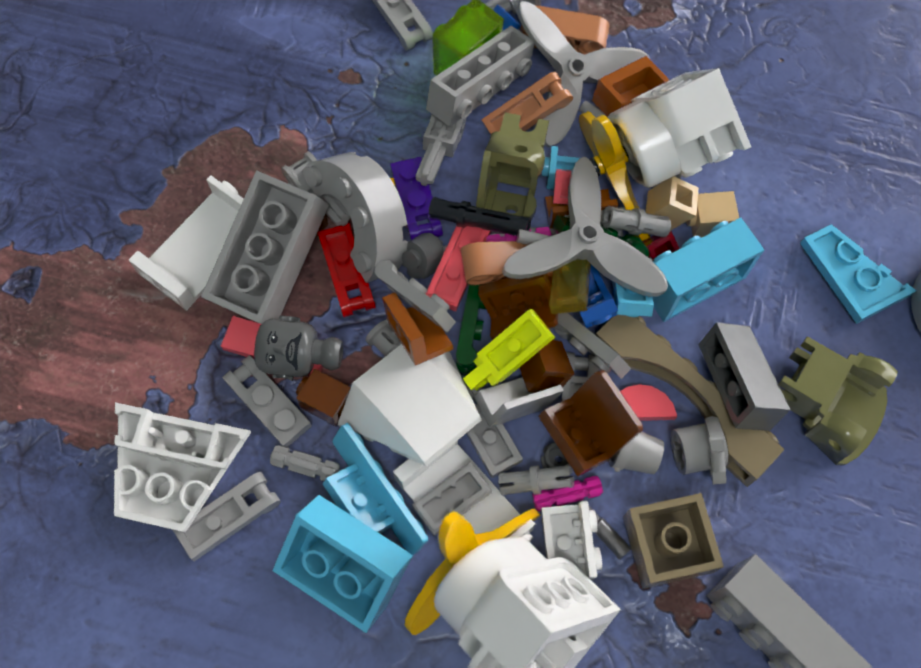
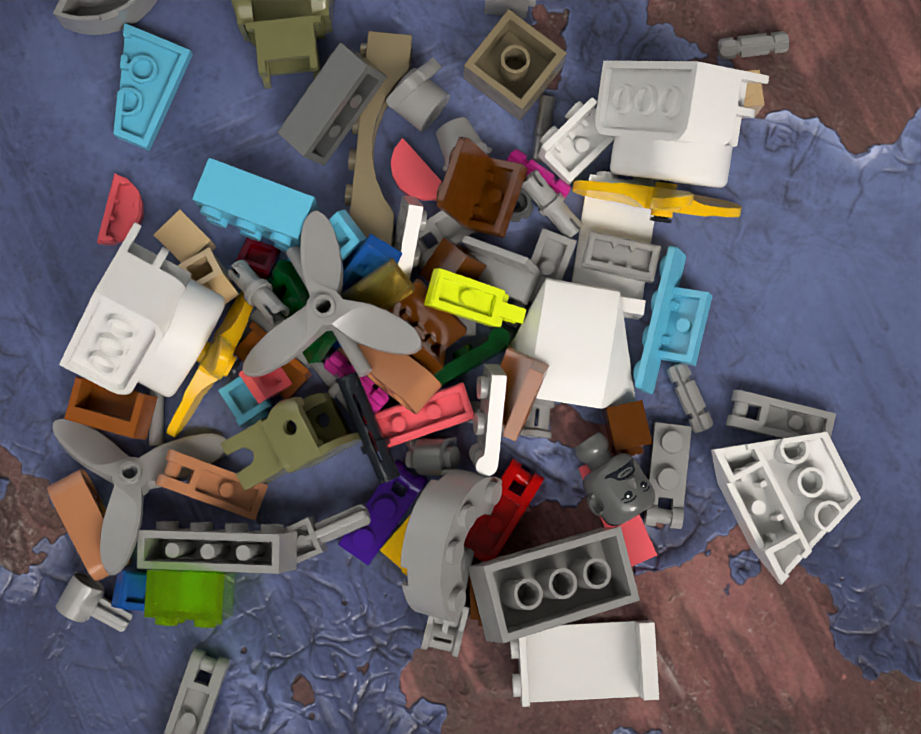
camera: 135 degrees left, 15 degrees up
(341, 562) = (743, 290): medium azure brick -> none
(766, 196) = (121, 211): none -> coral tile

